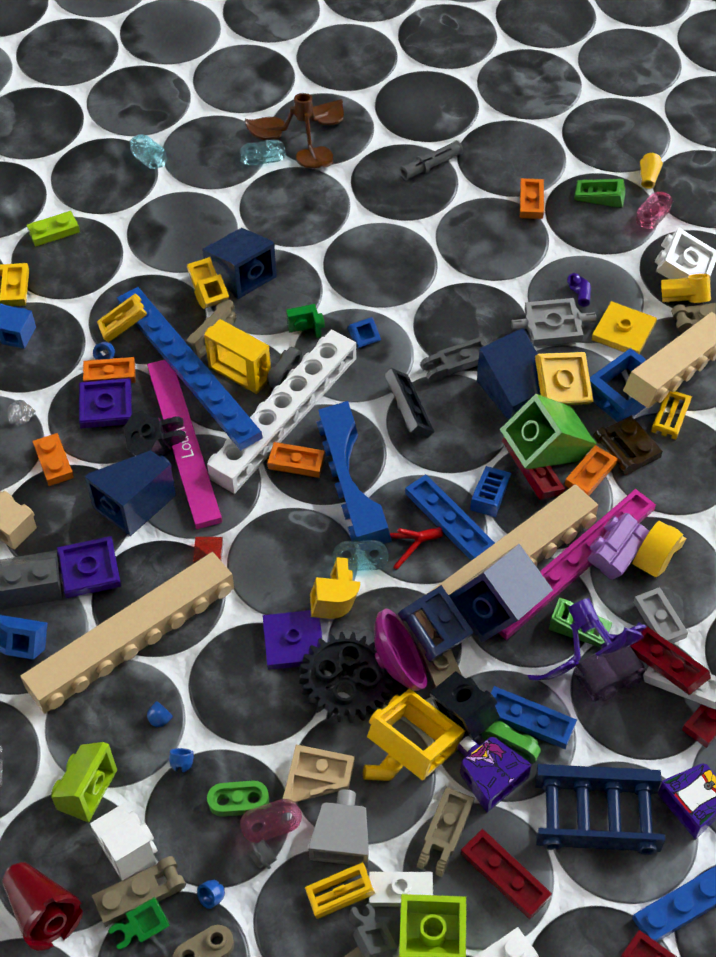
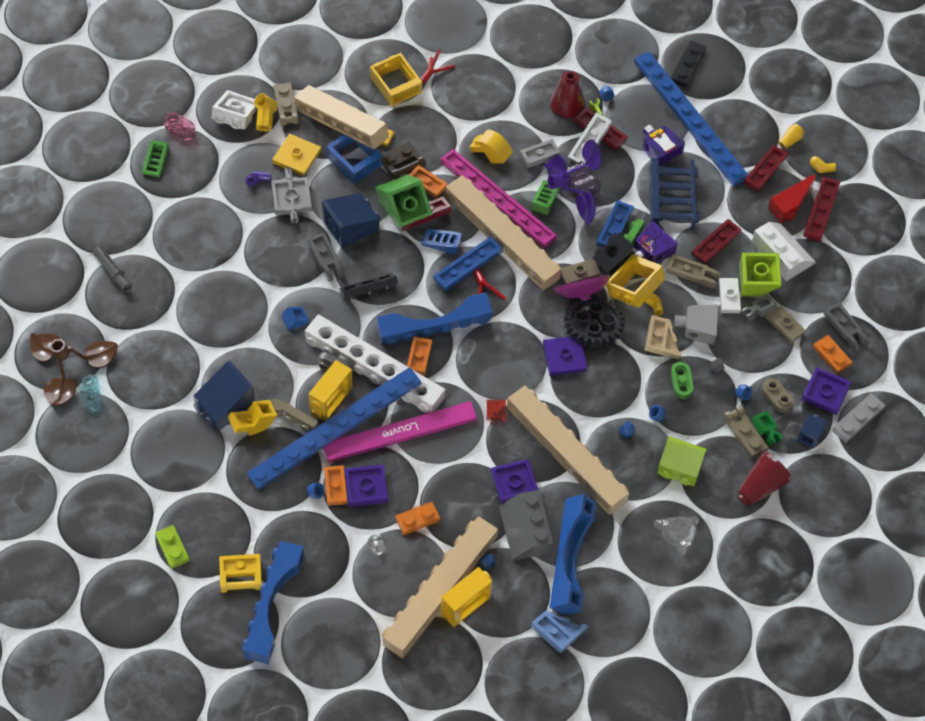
camera: 95 degrees left, 5 degrees up
(122, 319) = (288, 495): yellow tile -> none
(125, 841) = (723, 435): white brick -> none
(132, 490) = (458, 451): dark blue slope -> none
(148, 151) = (82, 481): clear light blue plate -> none
(153, 434) = (404, 445): black hinge -> none
(270, 818) = (695, 360): clear pink plate -> none
(305, 318) = (286, 351): green bracket -> none
(334, 596) = (534, 324): yellow brick -> none
(344, 901) = (740, 339): yellow tile -> none
(360, 556) = (500, 315): clear light blue plate -> none
(443, 617) = (560, 259): dark blue plate -> none
(501, 593) = (539, 227): slope -> none
(532, 198) = (162, 202): orange plate -> none
(564, 377) = (358, 185): yellow plate -> none
(618, 545) = (491, 168): medium lavender brick -> none
(650, 168) = (136, 124): yellow cone -> none
(670, 662) = (573, 150): dark red plate -> none

